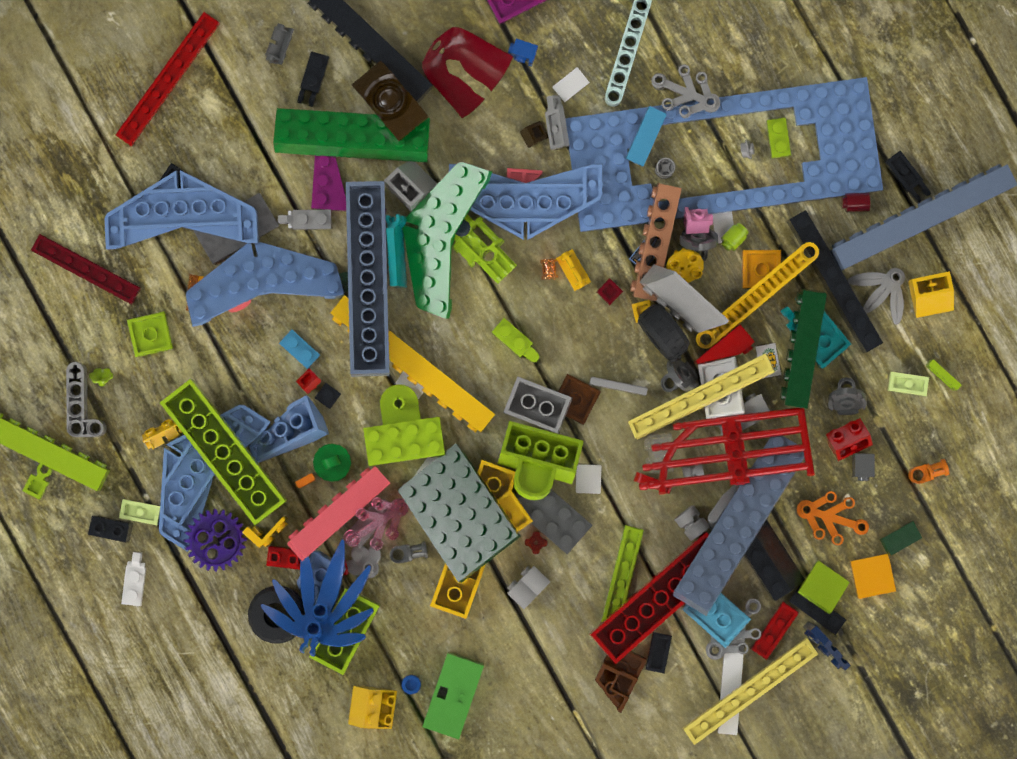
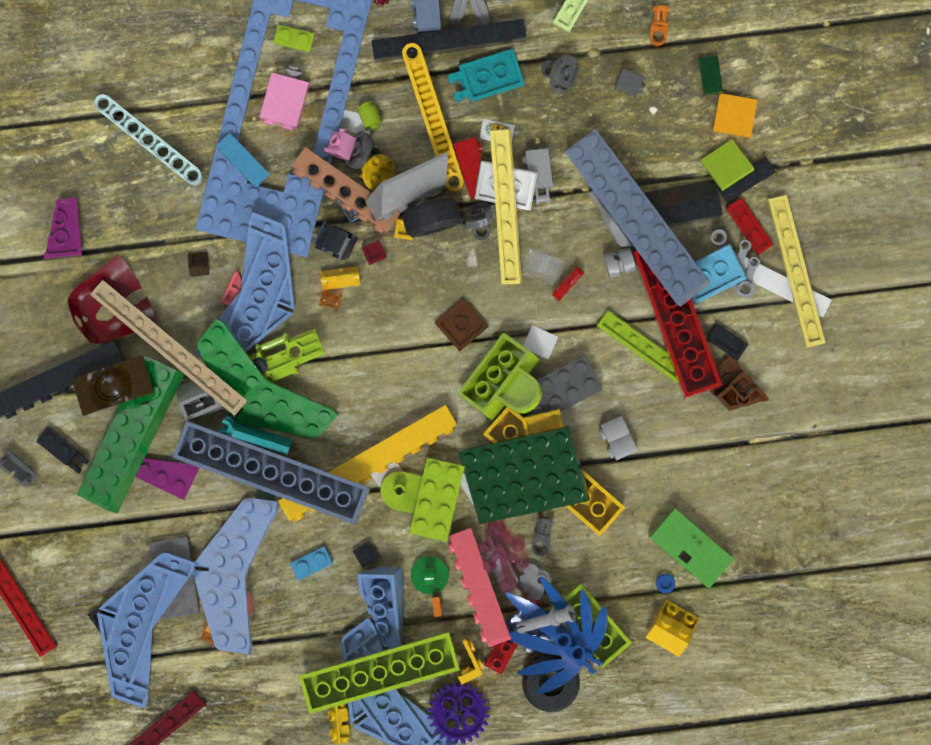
camera: 65 degrees left, 0 degrees up
(150, 334) = (241, 698): lime tile -> none
(307, 219) = (192, 507): light grey hinge -> none
(308, 381) = (344, 566): red plate -> none
(337, 593) = (554, 618): none -> light grey pin
(445, 137) = (168, 347): none -> tan plate
(515, 340) = (384, 358): lime hinge -> none
(523, 51) = (116, 243): blue brick -> none
(538, 405) = (453, 361): light grey brick -> none
(541, 542) = (583, 410): clear red plate -> none
(556, 123) = (196, 239): light grey hinge -> none
(570, 84) = (165, 211): white sticker -> none
(606, 251) = (335, 240): none -> black brick
(618, 386) = (465, 279): light grey tile -> none
(667, 170) = (276, 154): light grey wheel -> none
(688, 93) = (219, 105): light grey plant -> none
(695, 470) = (573, 242): light grey wheel -> none
(716, 152) = (284, 101): none -> bright pink brick
(735, 450) = (568, 195): red piece -> none
(757, 265) = (404, 105): light orange tile -> none
(804, 348) = (499, 93): dark green brick -> none
(825, 647) = (782, 185): dark blue plate -> none
(828, 517) = (664, 134): orange plant -> none
(849, 439) = (600, 86): red brick -> none

